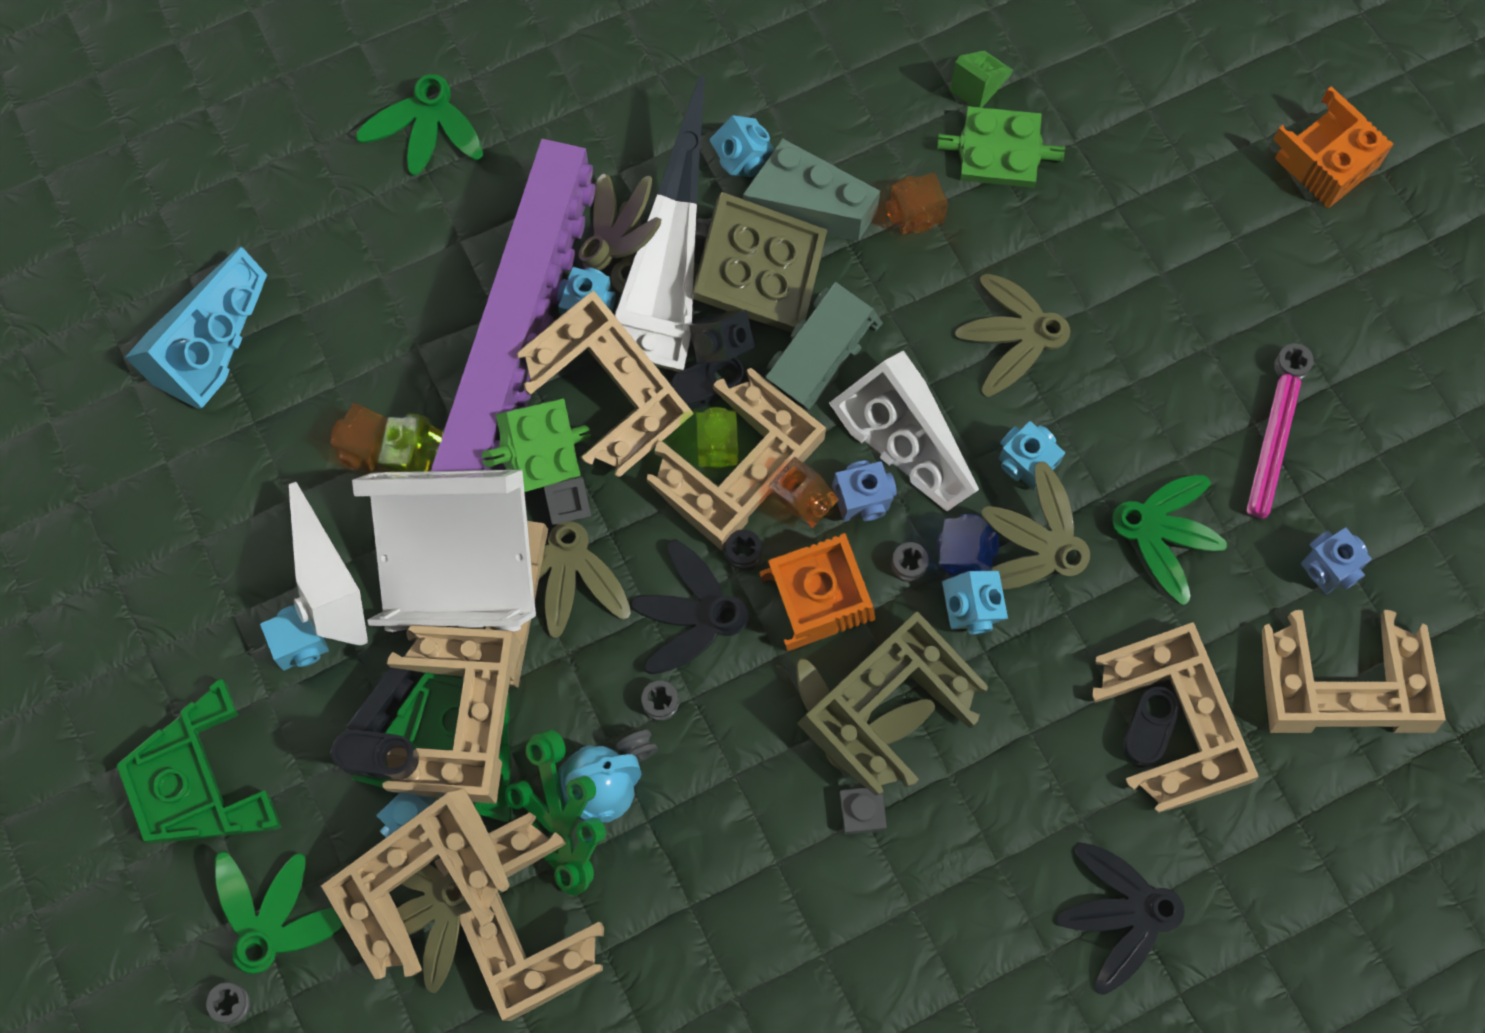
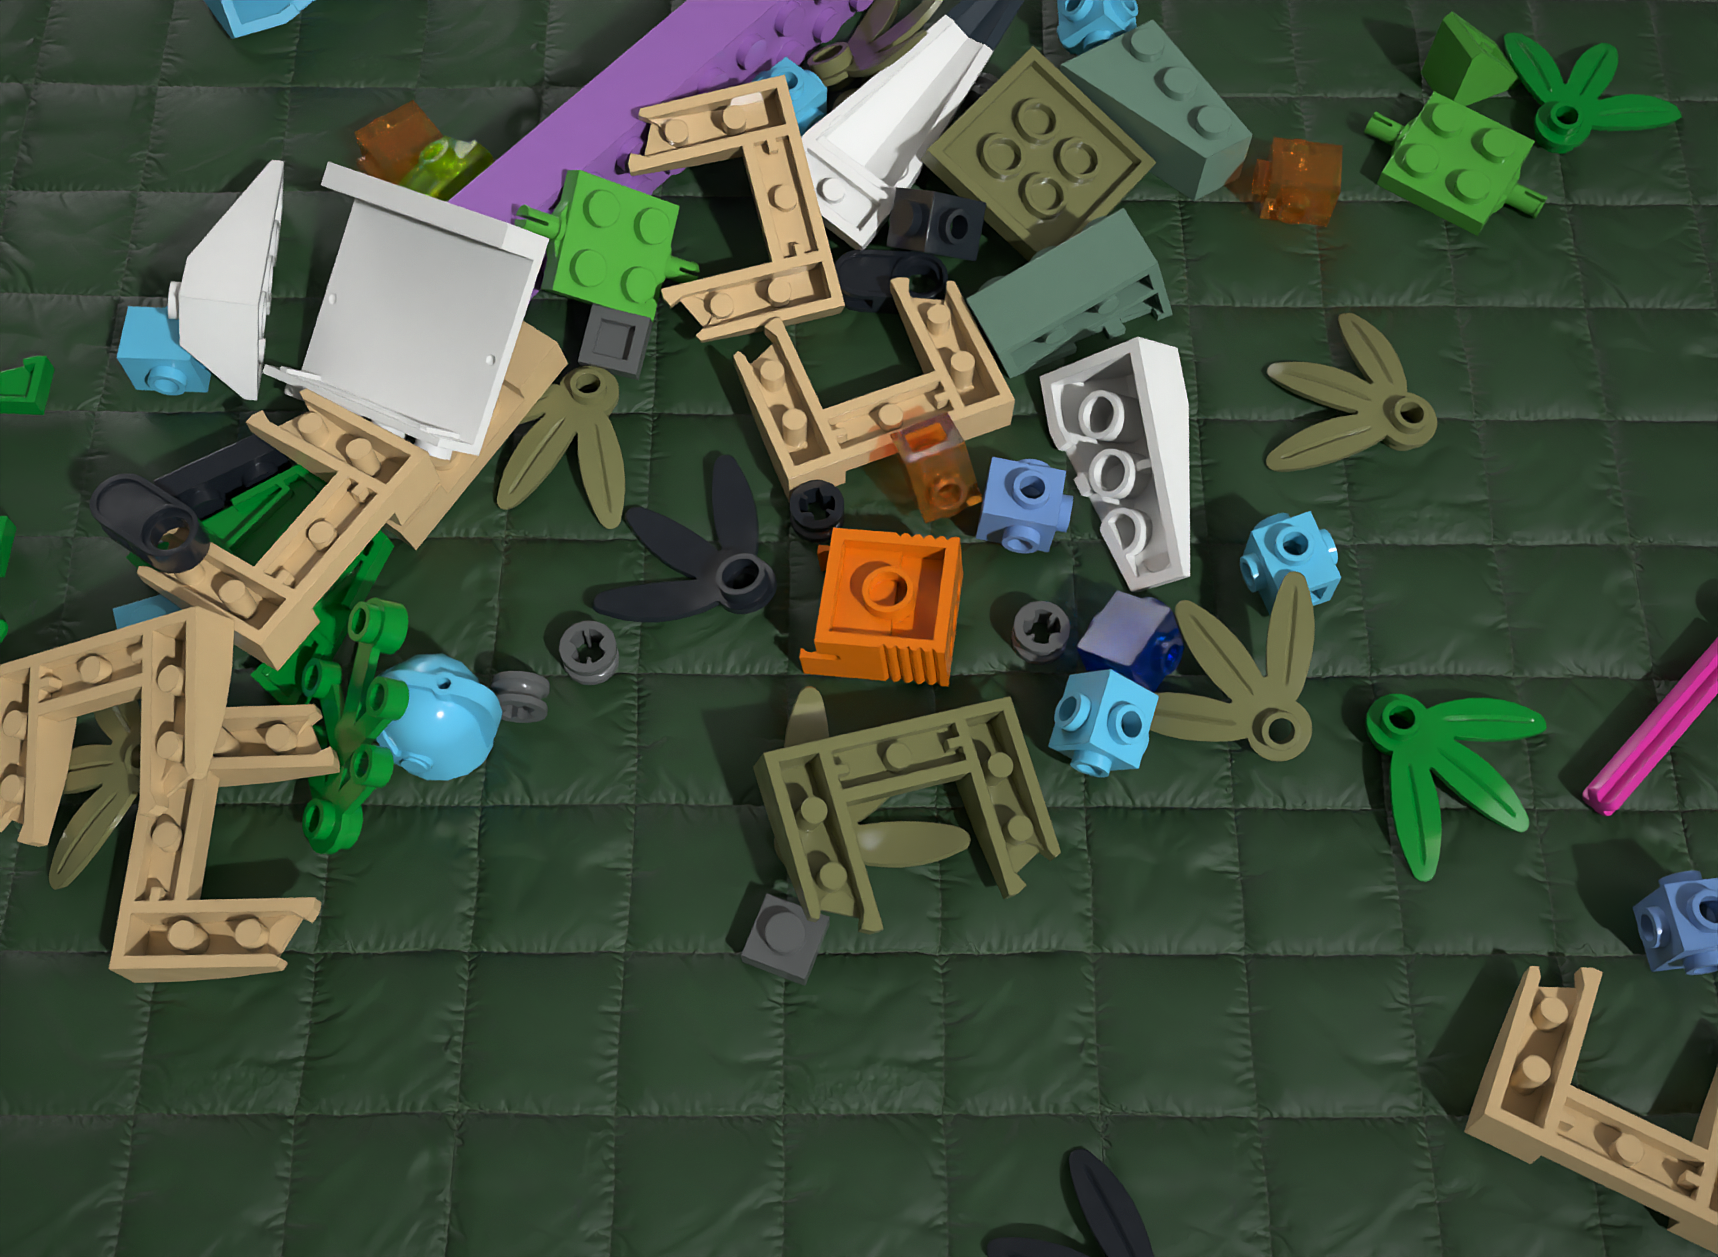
camera: 25 degrees right, 5 degrees down
(717, 438) = (858, 349): clear neon green brick -> none
(1052, 70) = (1578, 100): none -> green plant
(1149, 735) = (1268, 1039): black piece -> none
(1223, 756) = (1369, 1130): tan wedge -> none

